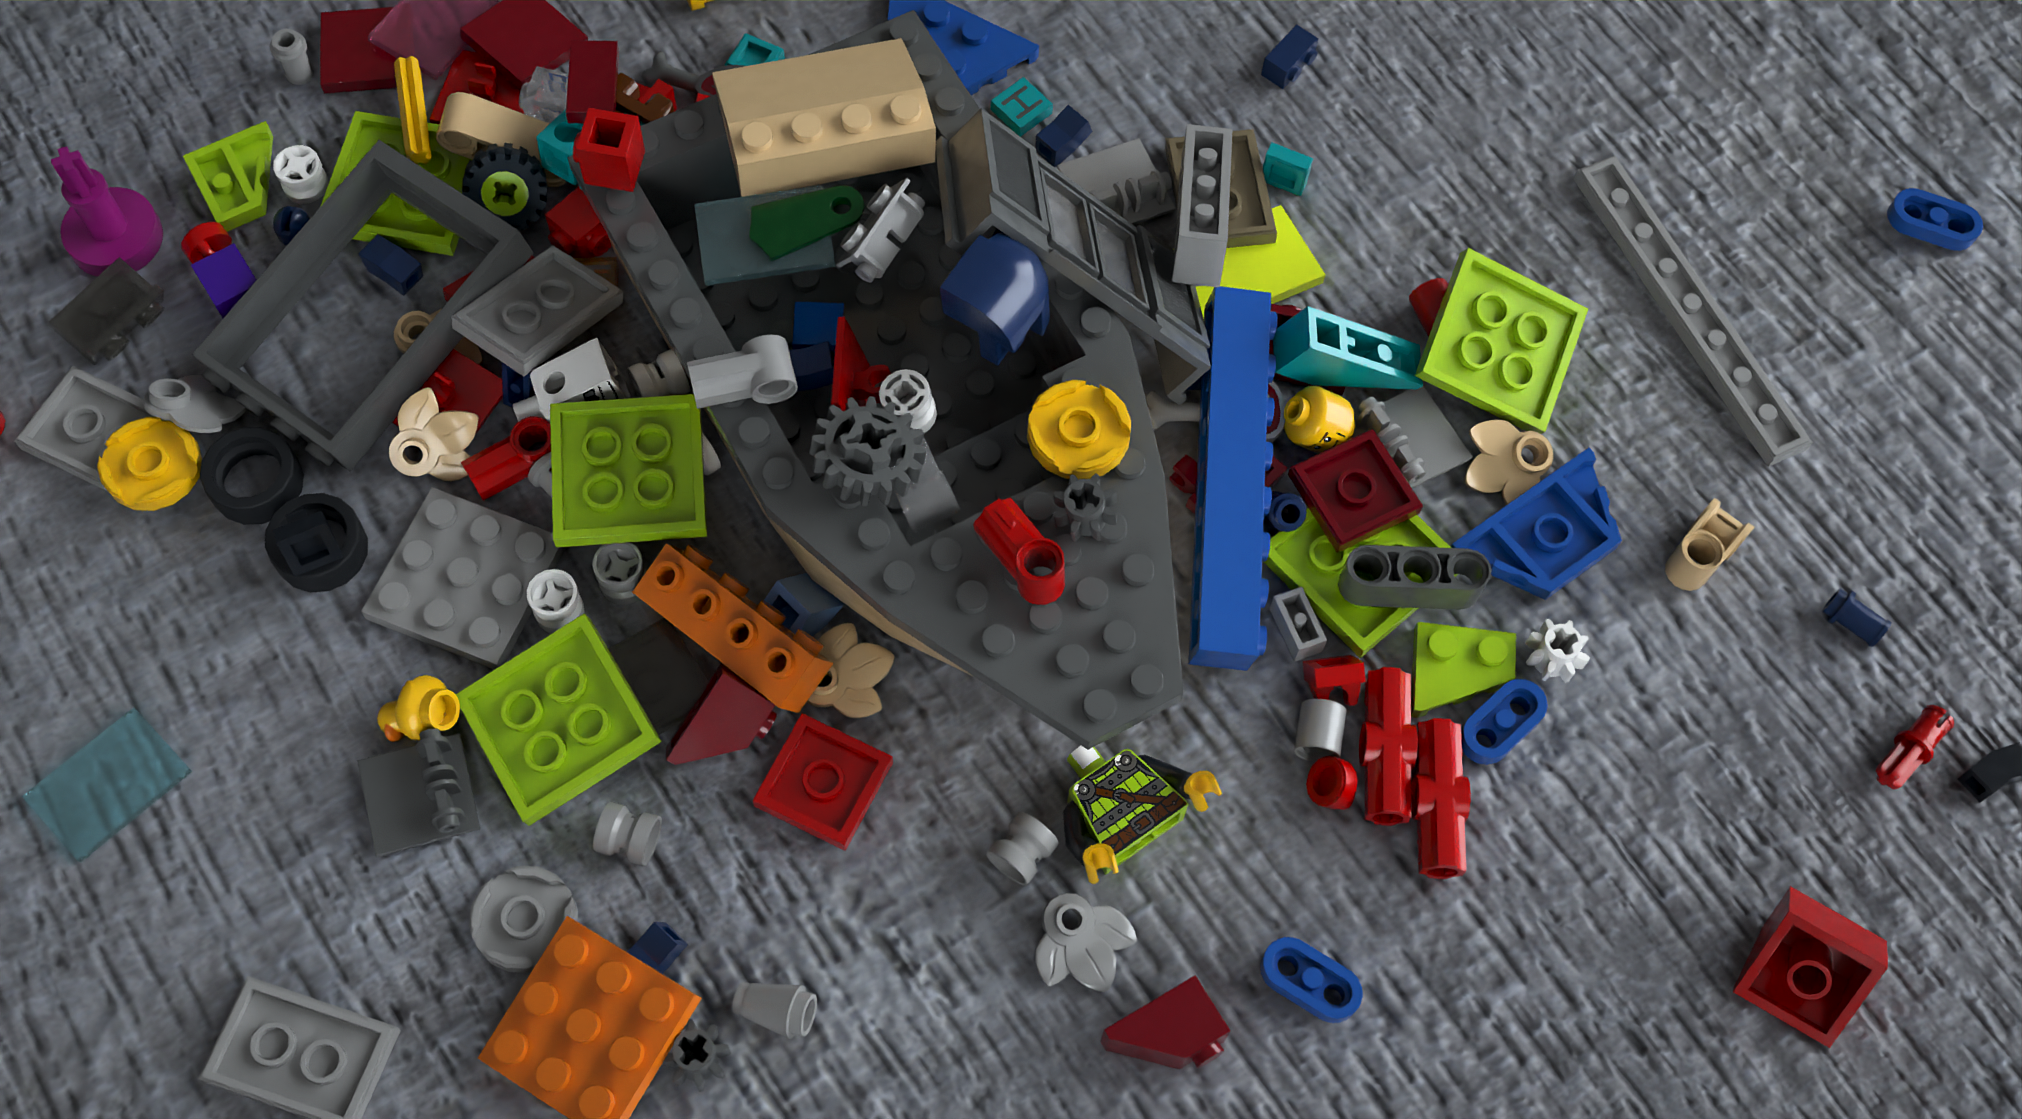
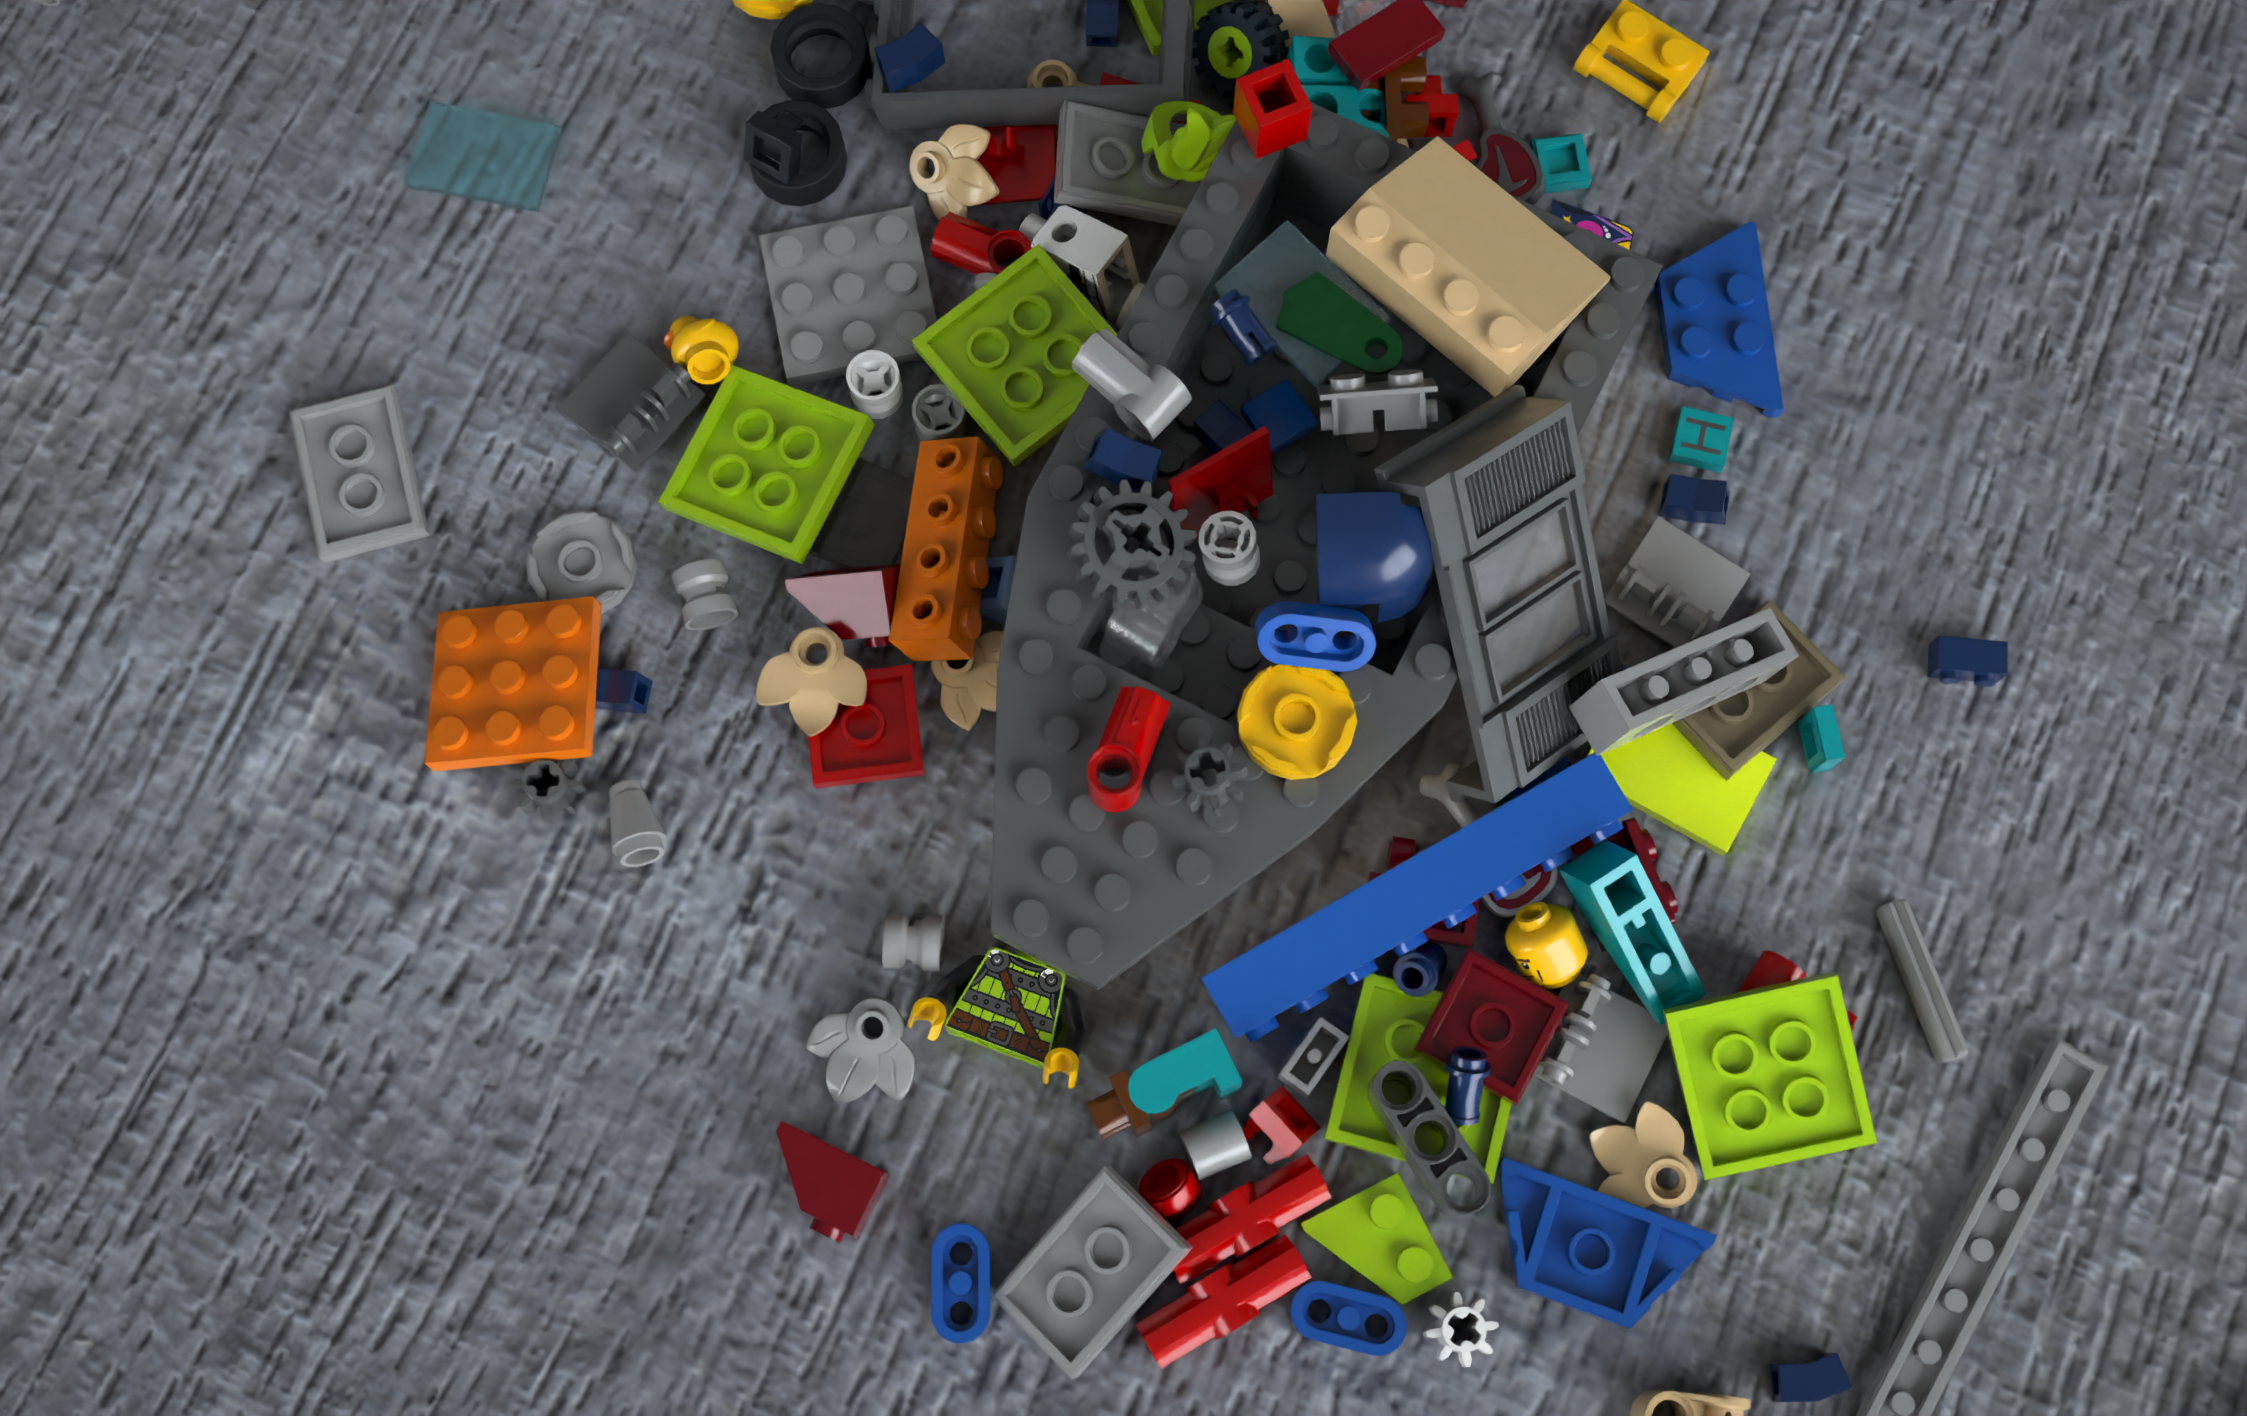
camera: 60 degrees right, 10 degrees up
(322, 401) = (909, 58): none -> dark blue piece
(570, 249) = (1193, 147): none -> lime hair
(755, 278) = (1242, 324): none -> dark blue pin
(769, 795) = (809, 687): none -> tan plate
(795, 417) = (1123, 459): none -> dark blue piece
(1031, 371) = (1312, 638): none -> blue plate
(1260, 729) = (1163, 1084): none -> teal hips
(1364, 875) = (1091, 1271): none -> light grey tile
(1387, 524) = (1467, 1072): none -> dark blue pin
(1489, 221) = (1922, 981): none -> light grey axle
(1719, 457) = (1809, 1380): none -> dark blue piece

